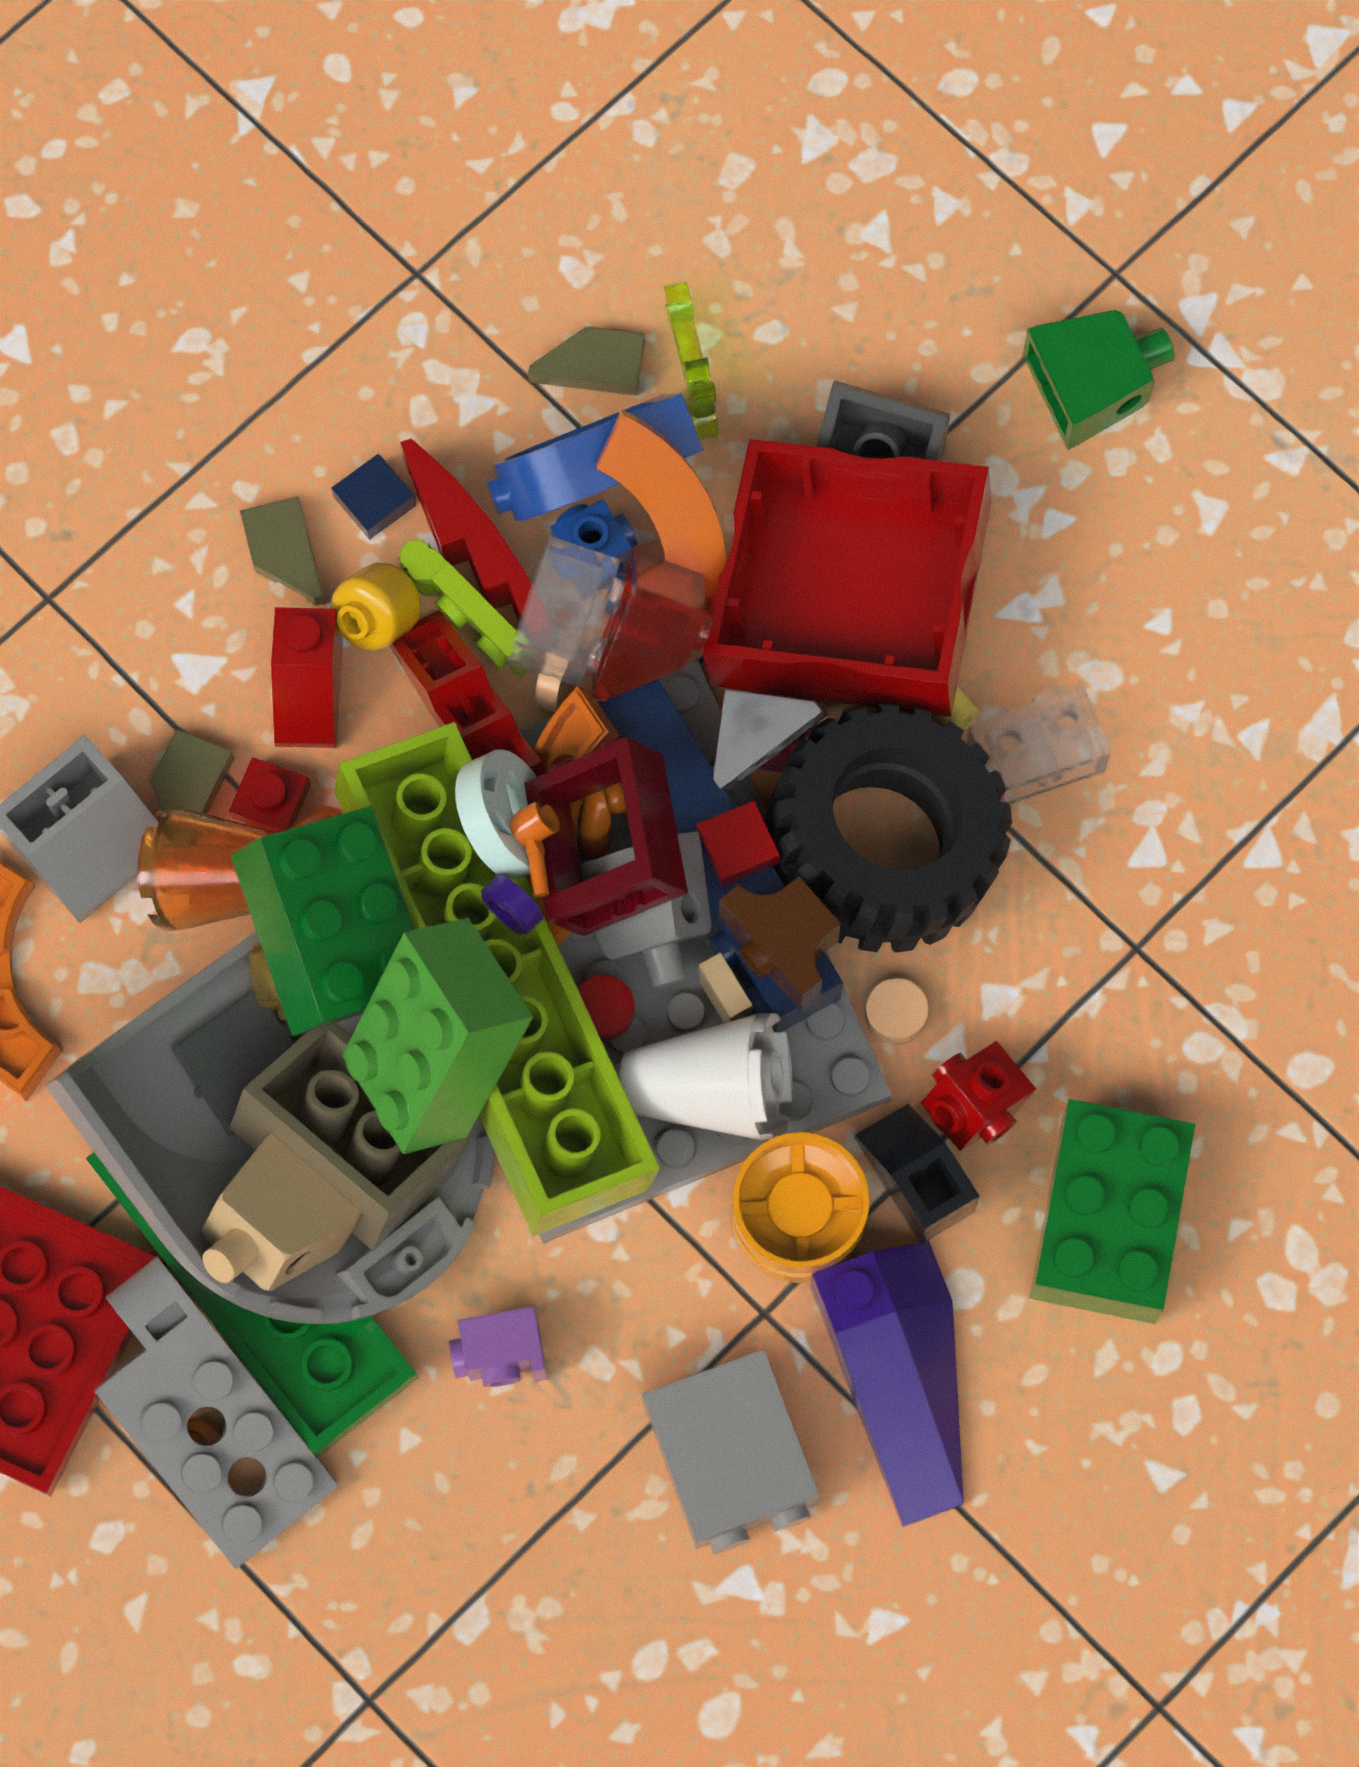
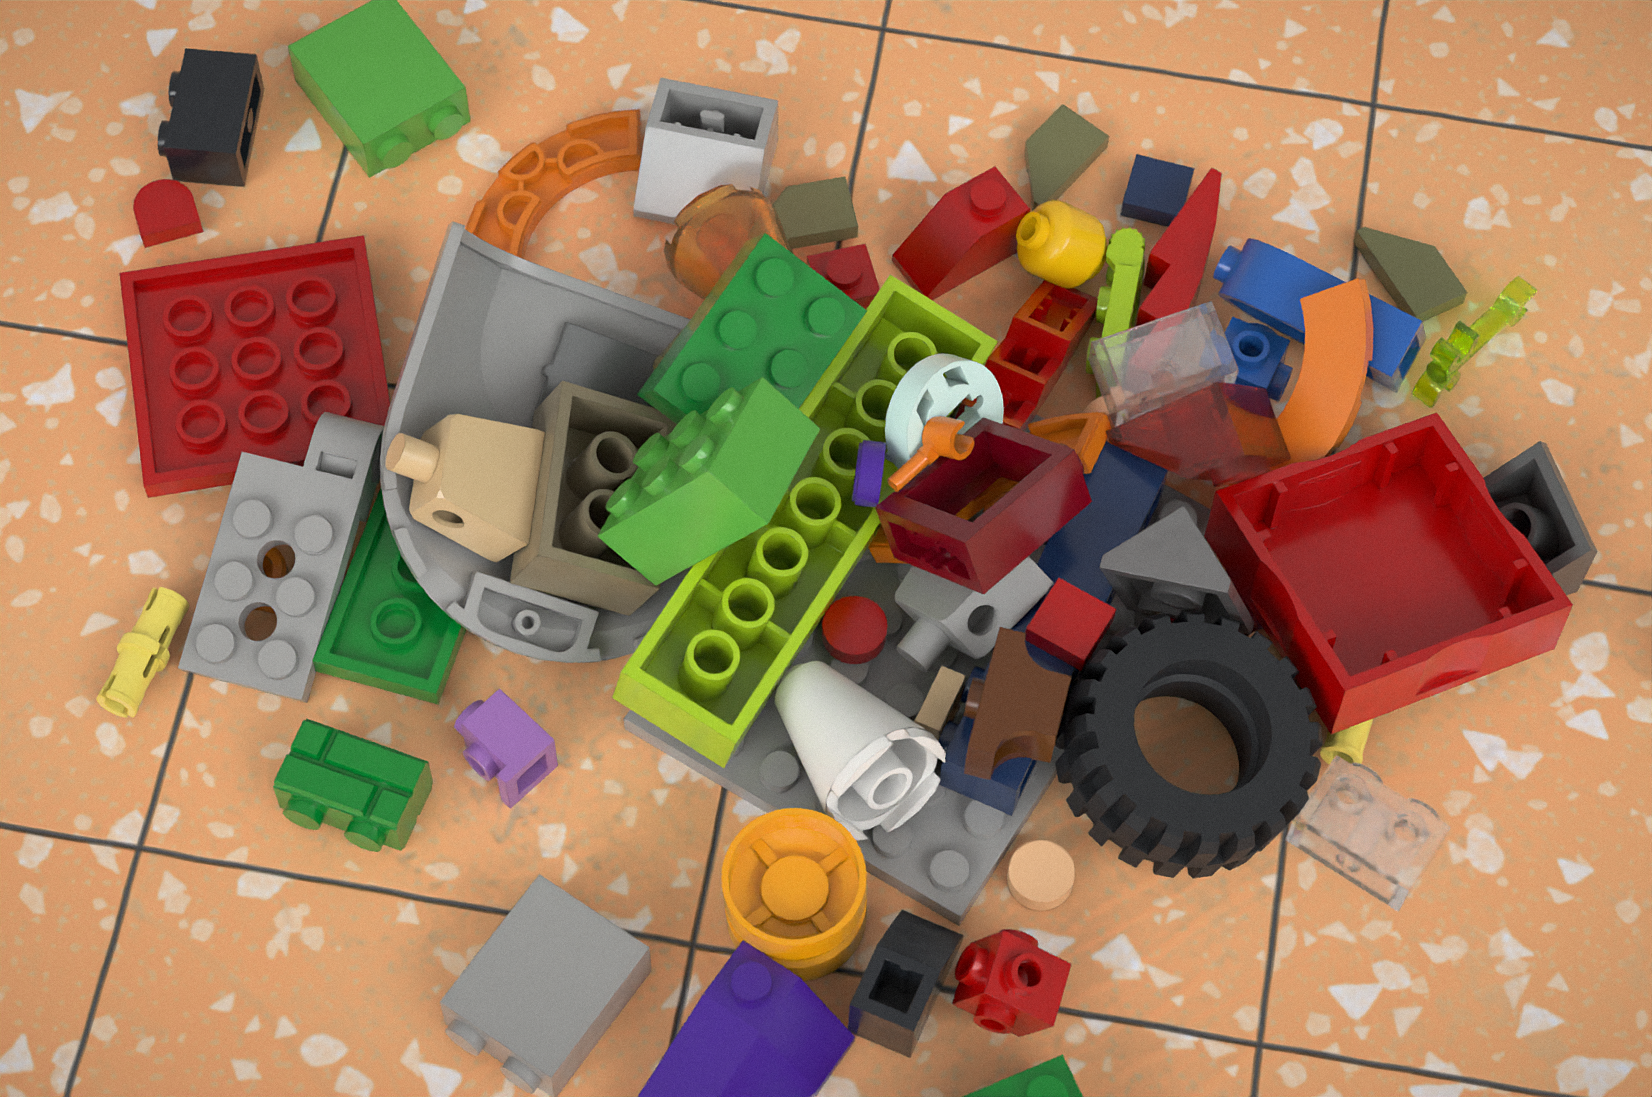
camera: 50 degrees right, 10 degrees down
(200, 1589) = (143, 652): none -> light yellow pin
(450, 1493) = (352, 786): none -> green brick

